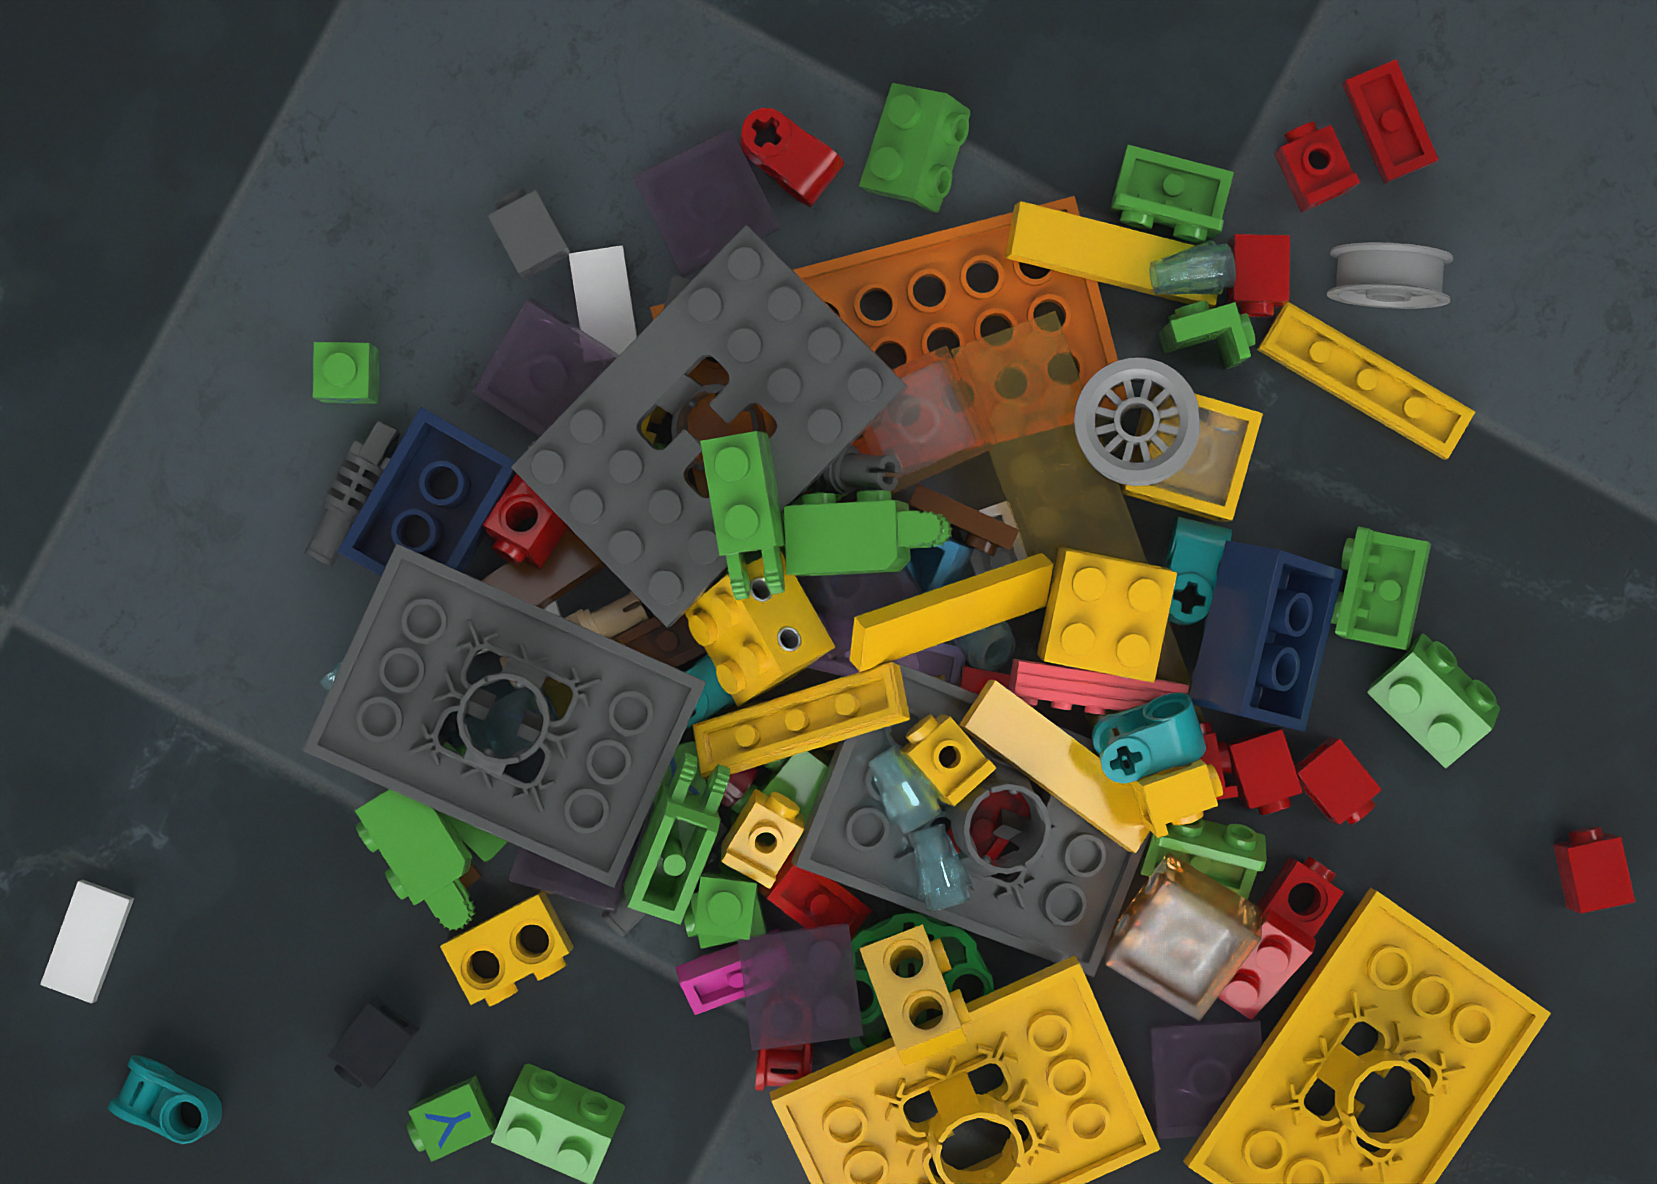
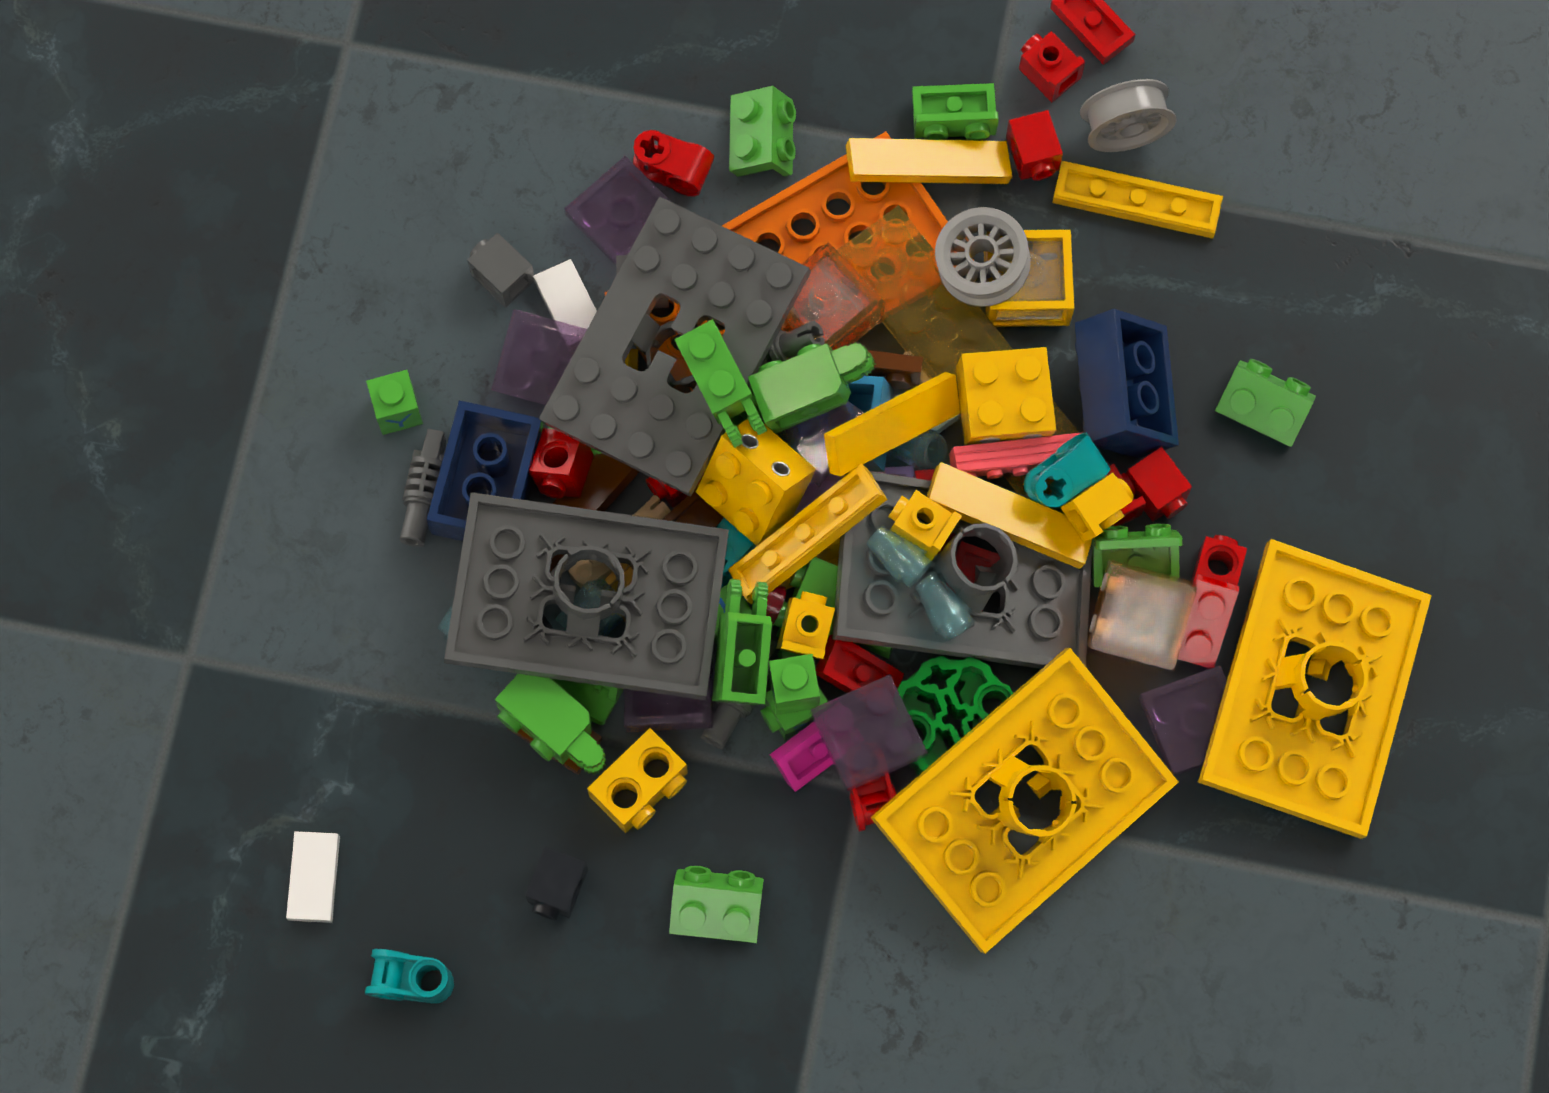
camera: 15 degrees left, 15 degrees down
(451, 1119) = (633, 922): bright green brick -> none
(907, 997) = (950, 707): yellow brick -> none
(1195, 556) = (1061, 360): teal piece -> none
(1196, 270) = (989, 152): clear light blue cone -> none
(1199, 324) = (1015, 185): bright green bracket -> none
(1337, 782) = (1216, 478): red brick -> none
(1380, 588) = (1198, 334): bright green bracket -> none
(1593, 870) = (1424, 485): red brick -> none

